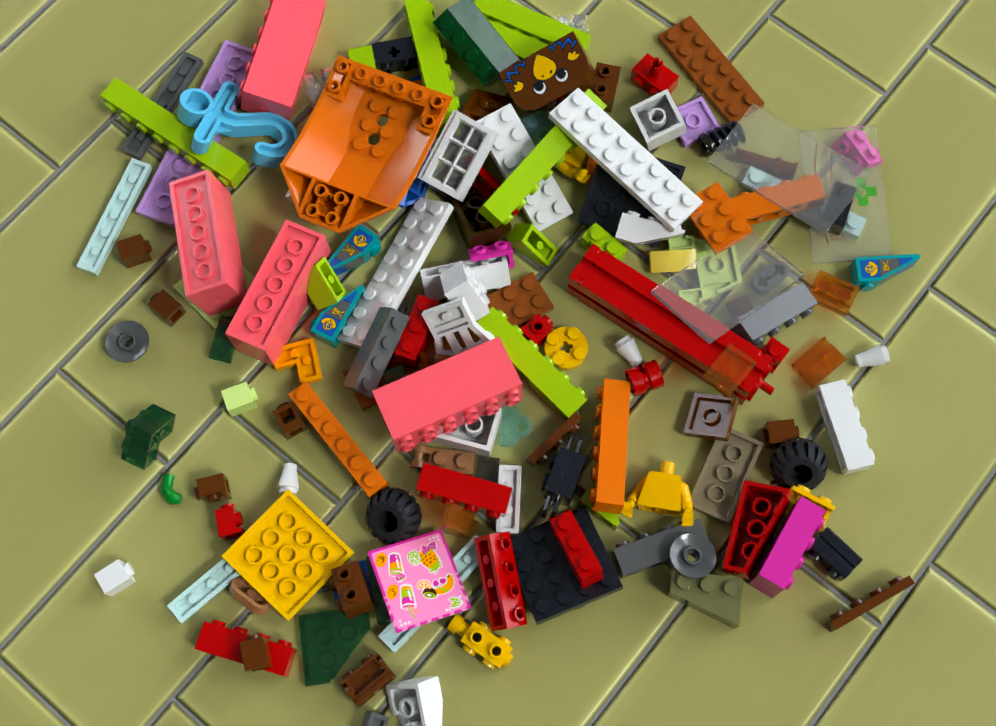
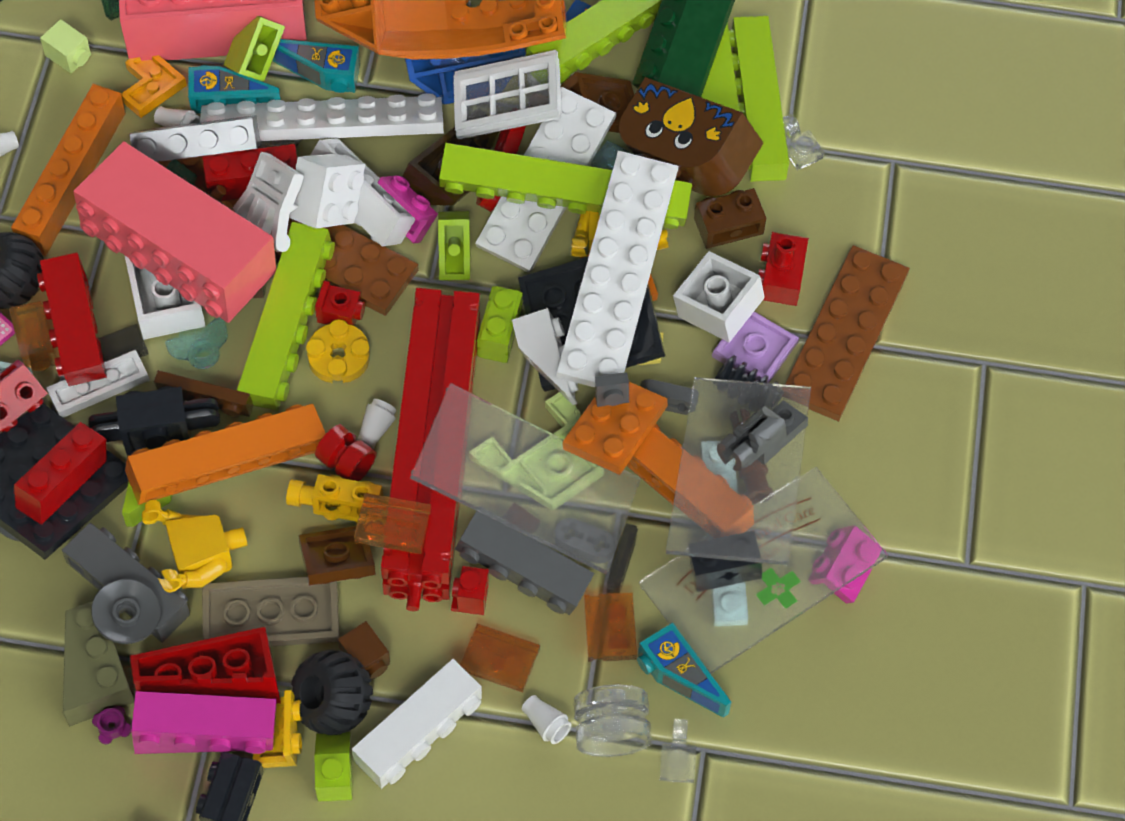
camera: 55 degrees right, 10 degrees down
(293, 427) = (64, 105): reddish brown brick -> none
(341, 358) = (173, 117): none -> white cone
(449, 459) = (110, 292): medium nougat plate -> none
(671, 260) = (529, 404): light yellow slope -> none
(673, 394) = (332, 492): none -> yellow brick
(704, 205) = (612, 389): none -> dark grey plate
(705, 180) = (678, 396): none -> dark grey beam
(755, 598) = (107, 716): none -> magenta plate
(780, 142) = (762, 435): none -> dark grey plate
(793, 258) = (622, 559): none -> clear smoke tile
(845, 487) = (333, 767): none -> lime slope
(904, 323) = (612, 720): none -> clear wheel
(929, 301) = (678, 758): none -> clear plate

